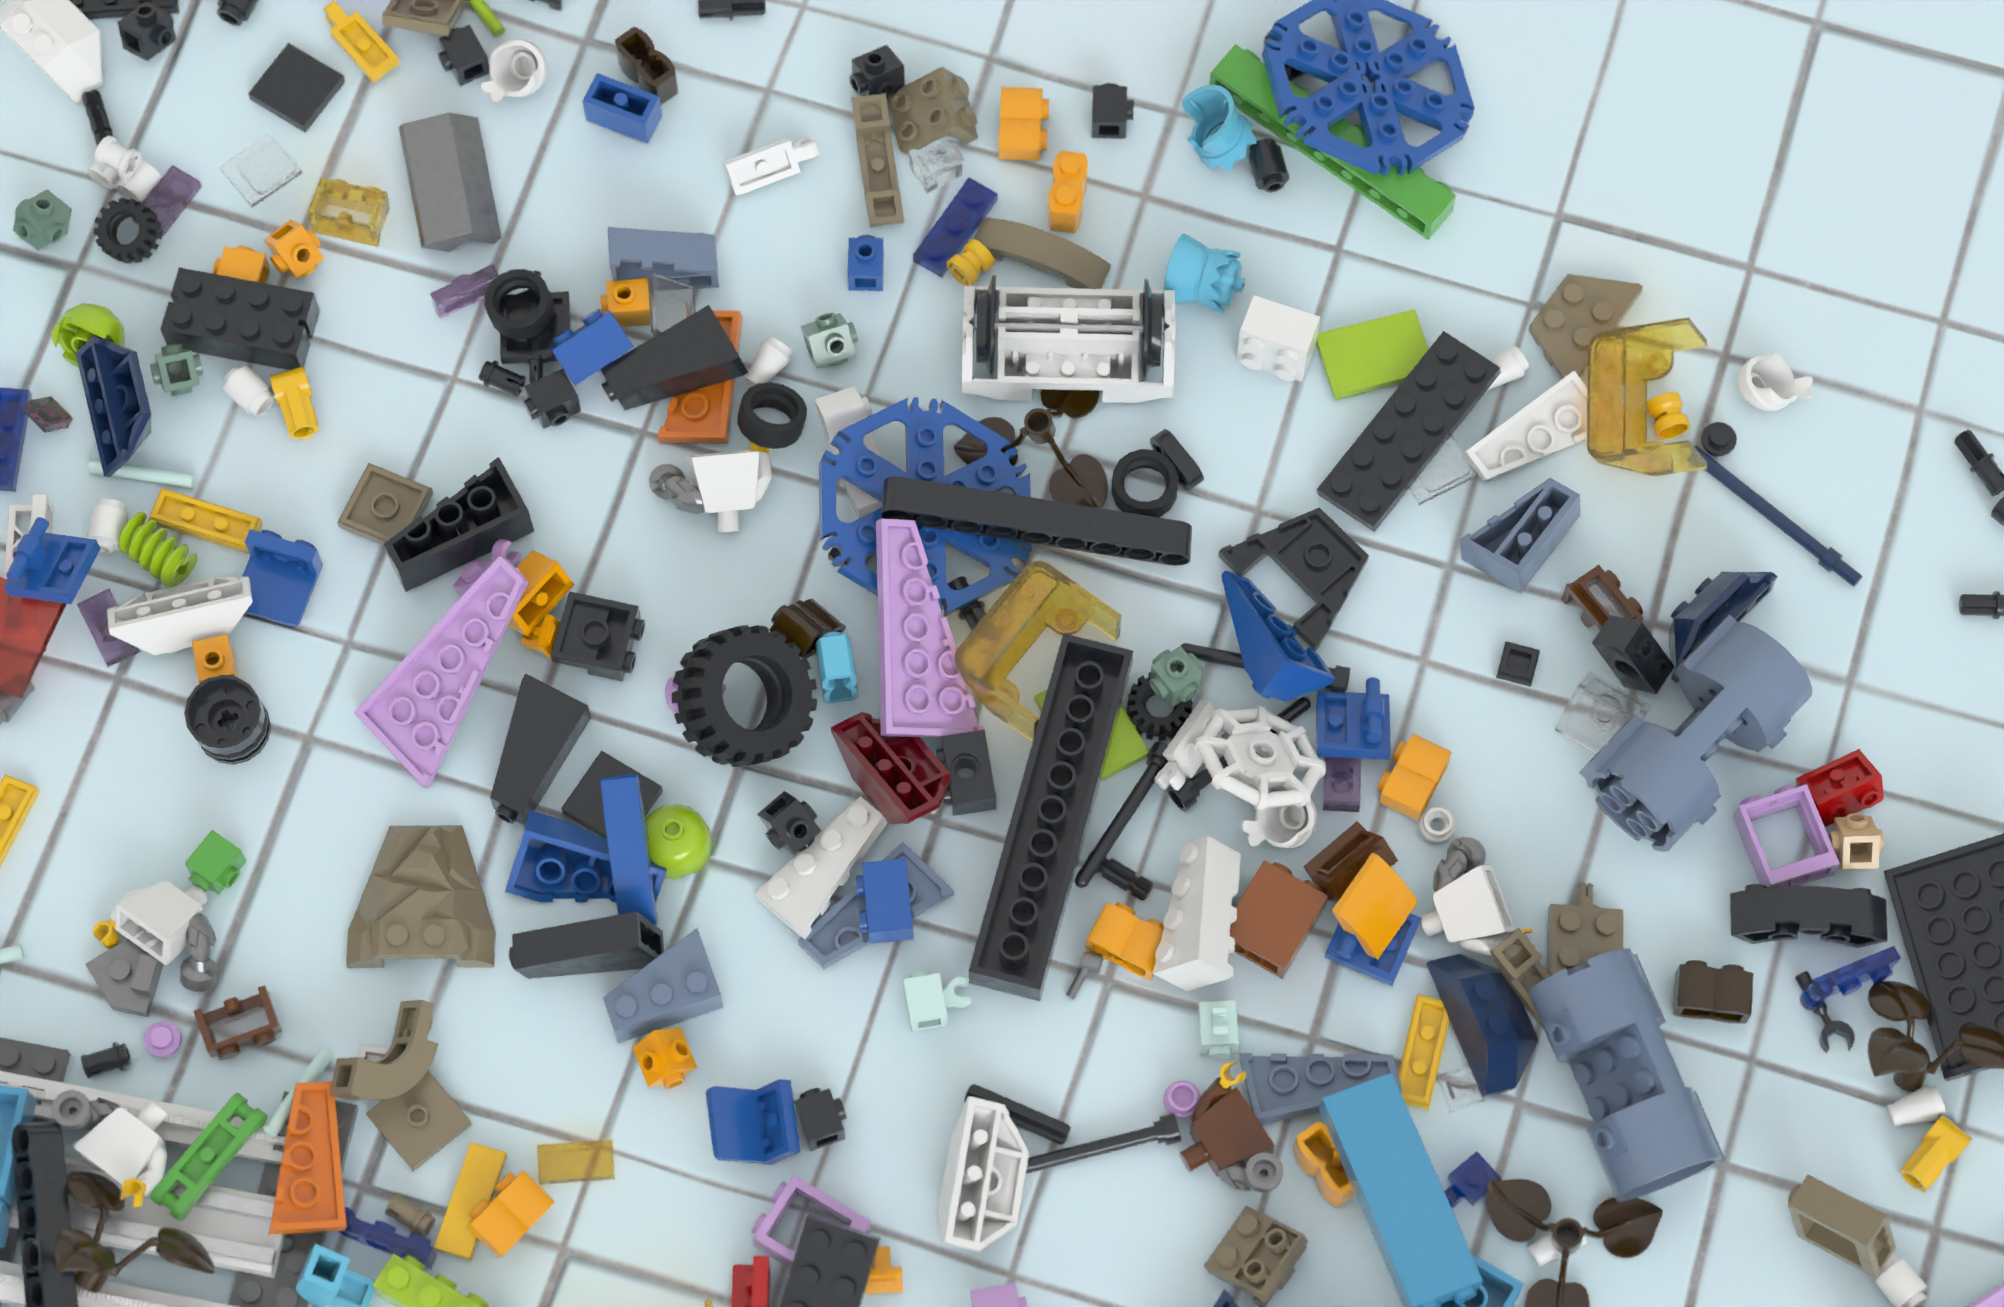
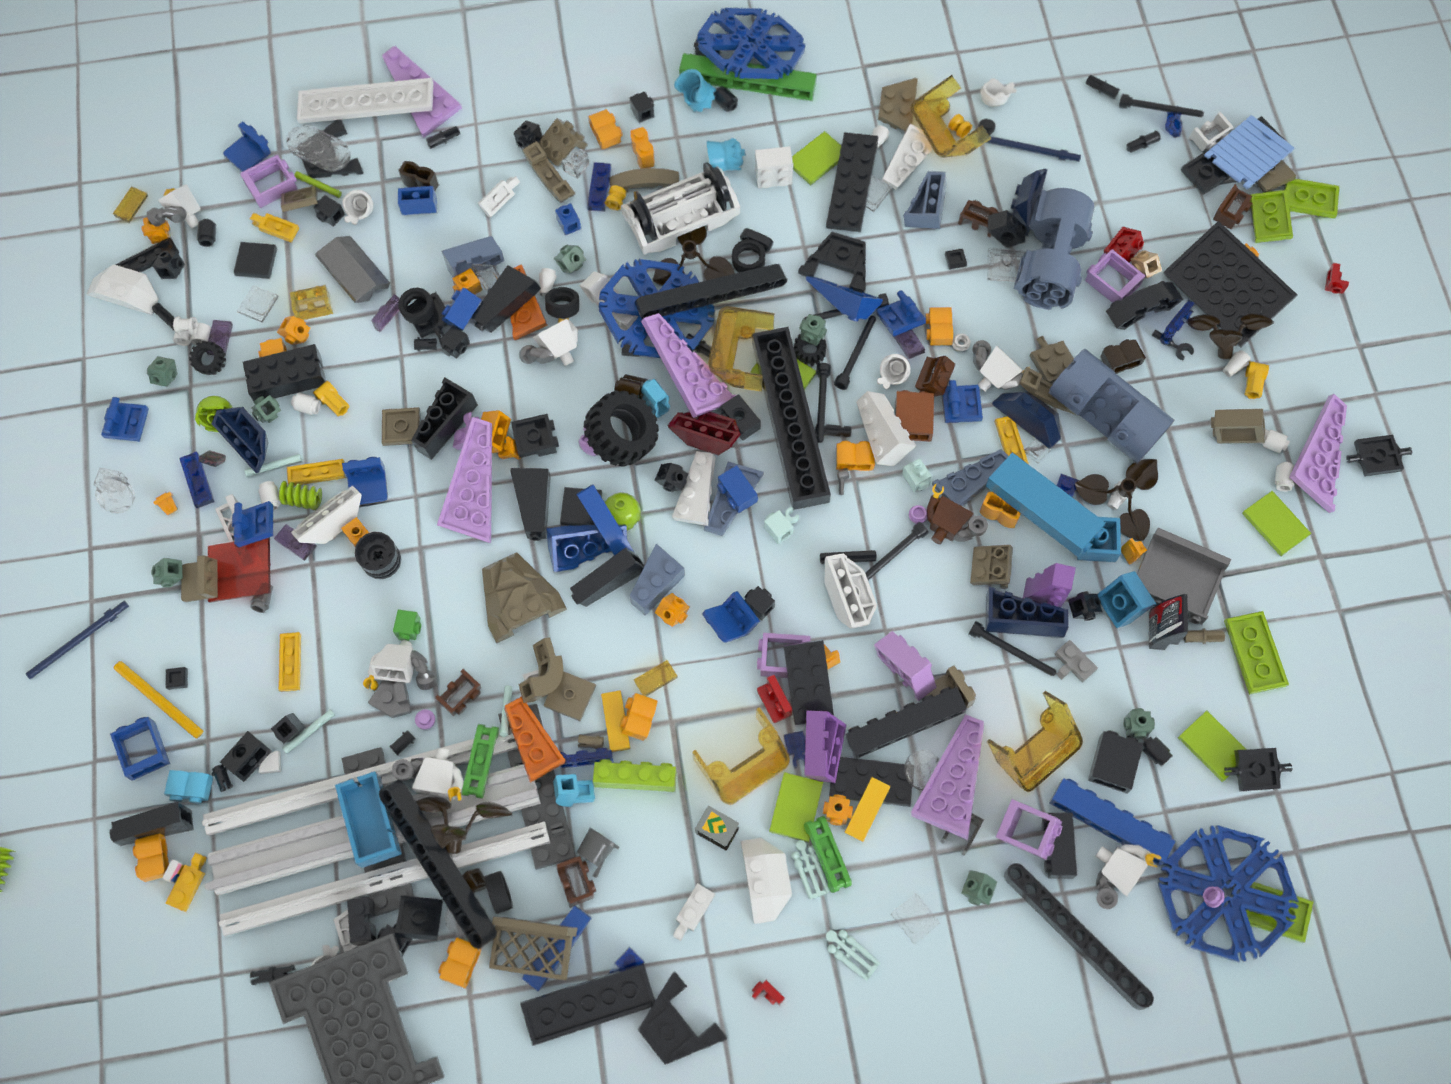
camera: 25 degrees left, 0 degrees up
(1180, 753) = (834, 358): white plate -> none
(1249, 734) = (871, 346): white plate -> none
(1375, 906) = (959, 386): light orange slope -> none

